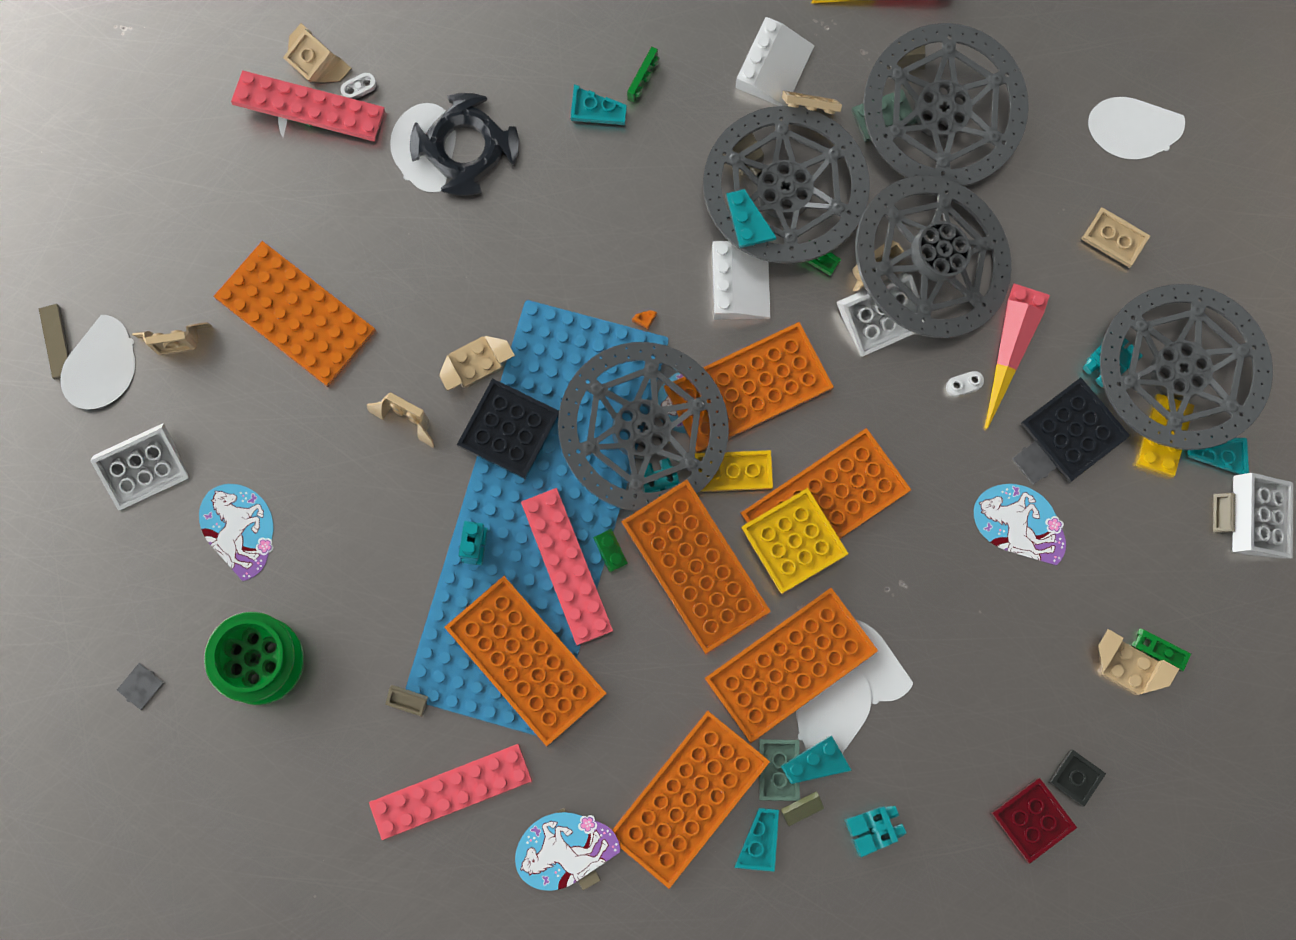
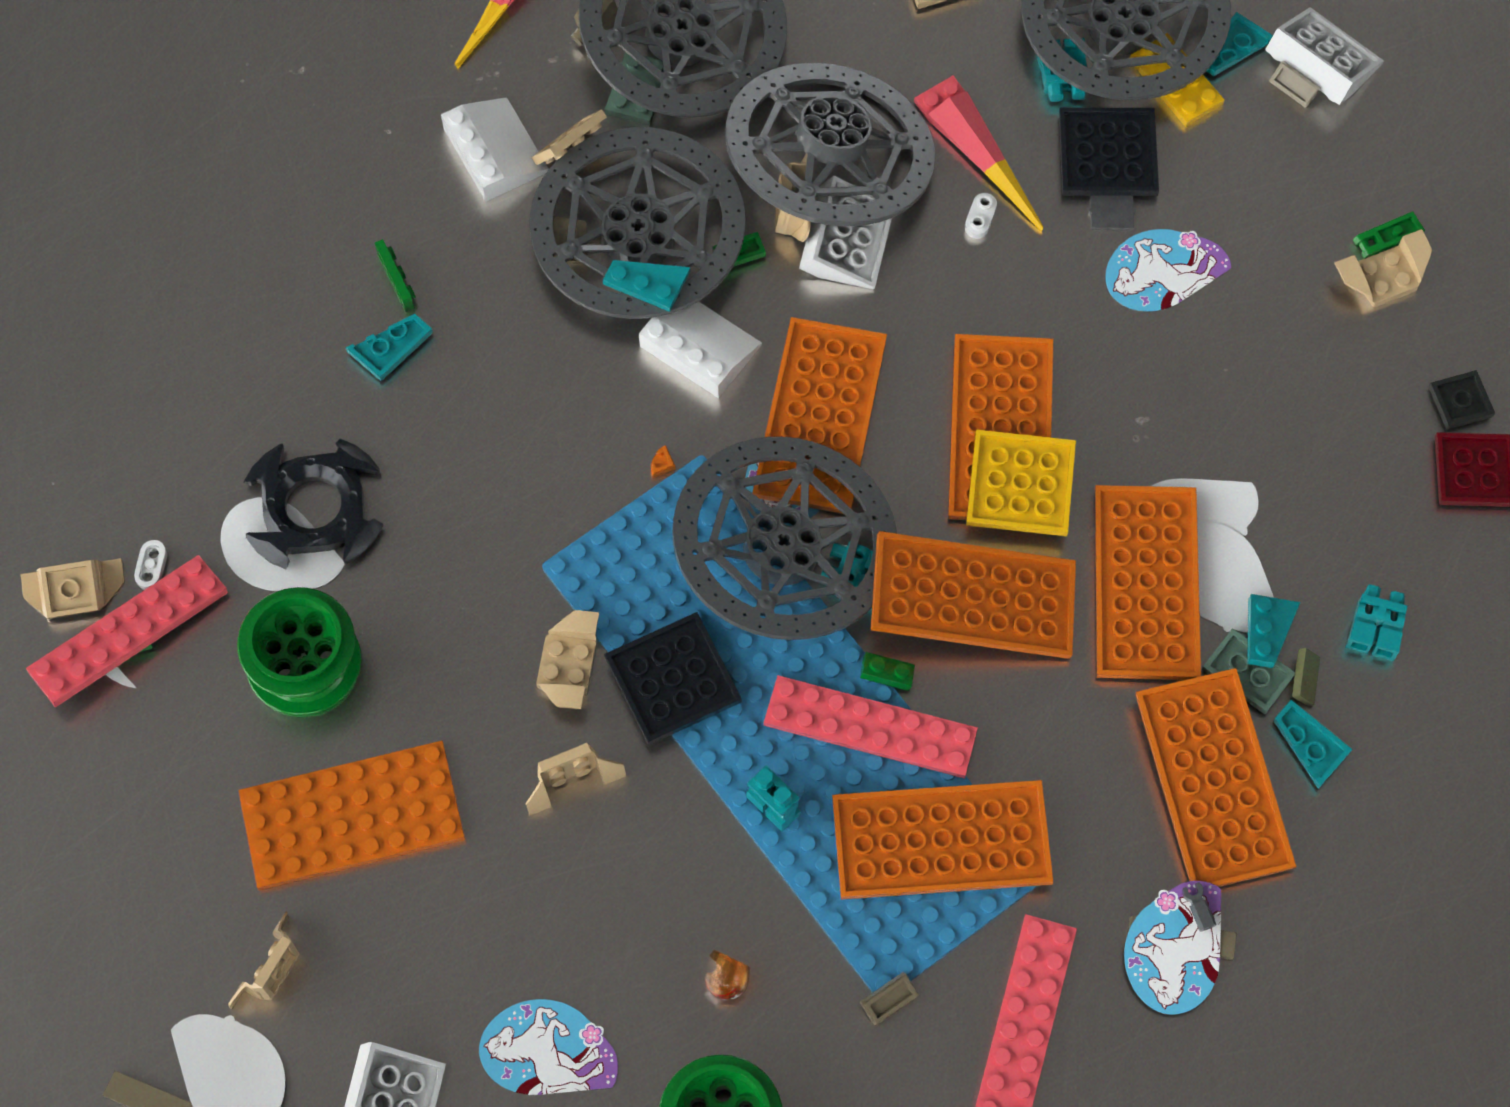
camera: 55 degrees left, 10 degrees down
(346, 597) = (729, 977): none -> clear orange helmet
(361, 178) = (299, 692): none -> green wheel
(595, 848) = (1199, 908): none -> dark grey bar
(741, 472) = (907, 482): yellow plate -> none

